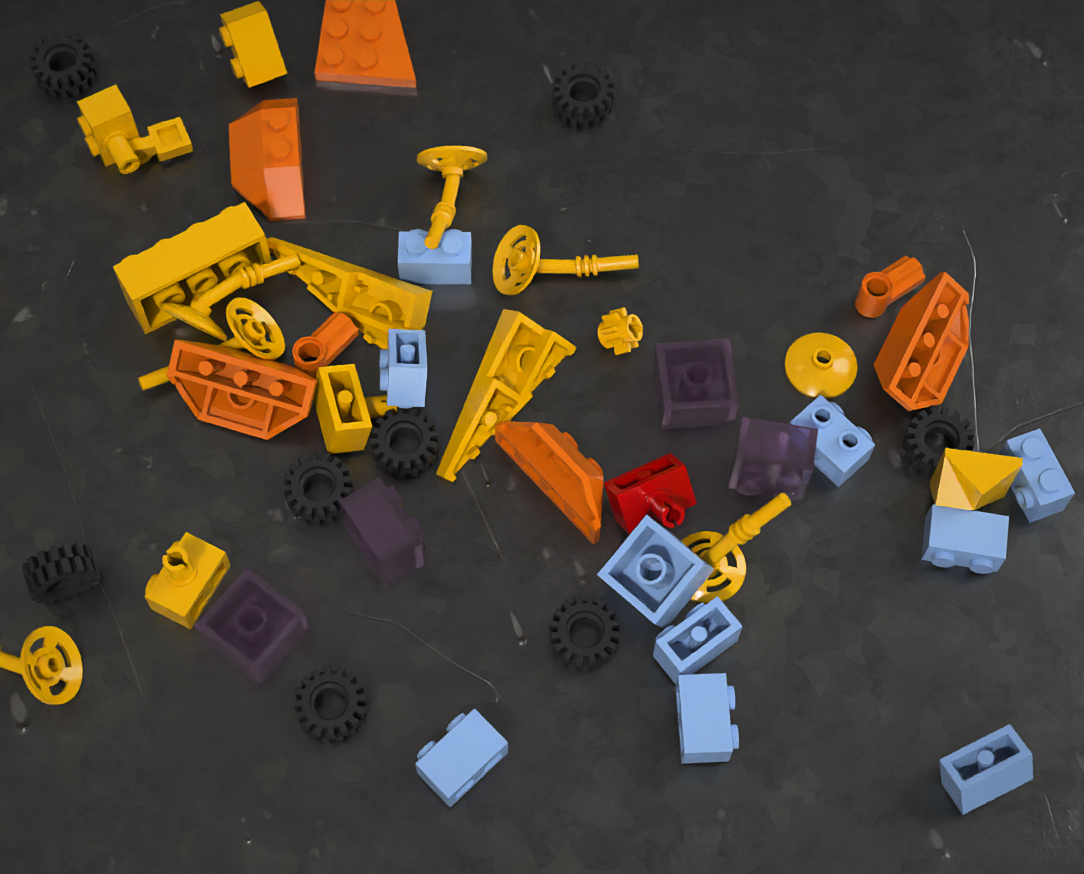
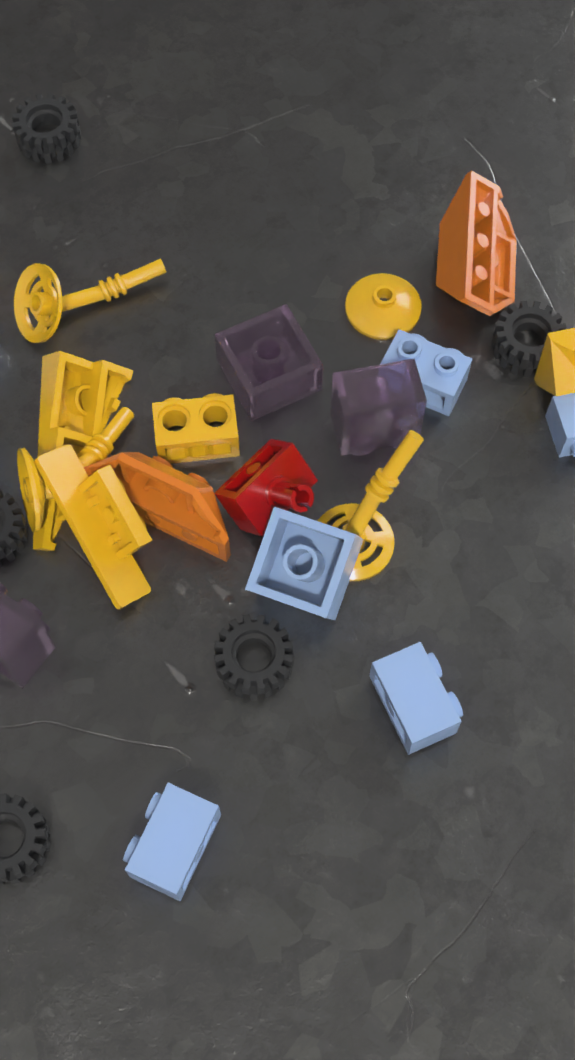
camera: 20 degrees left, 0 degrees up
(459, 426) = (32, 485): none -> yellow dish
(499, 473) = (100, 520): none -> yellow bracket
(607, 429) = (197, 439): none -> yellow brick
(620, 331) = (171, 337): yellow gear -> none
(696, 640) = (374, 619): light blue brick -> none
(888, 286) = (417, 208): orange piece -> none

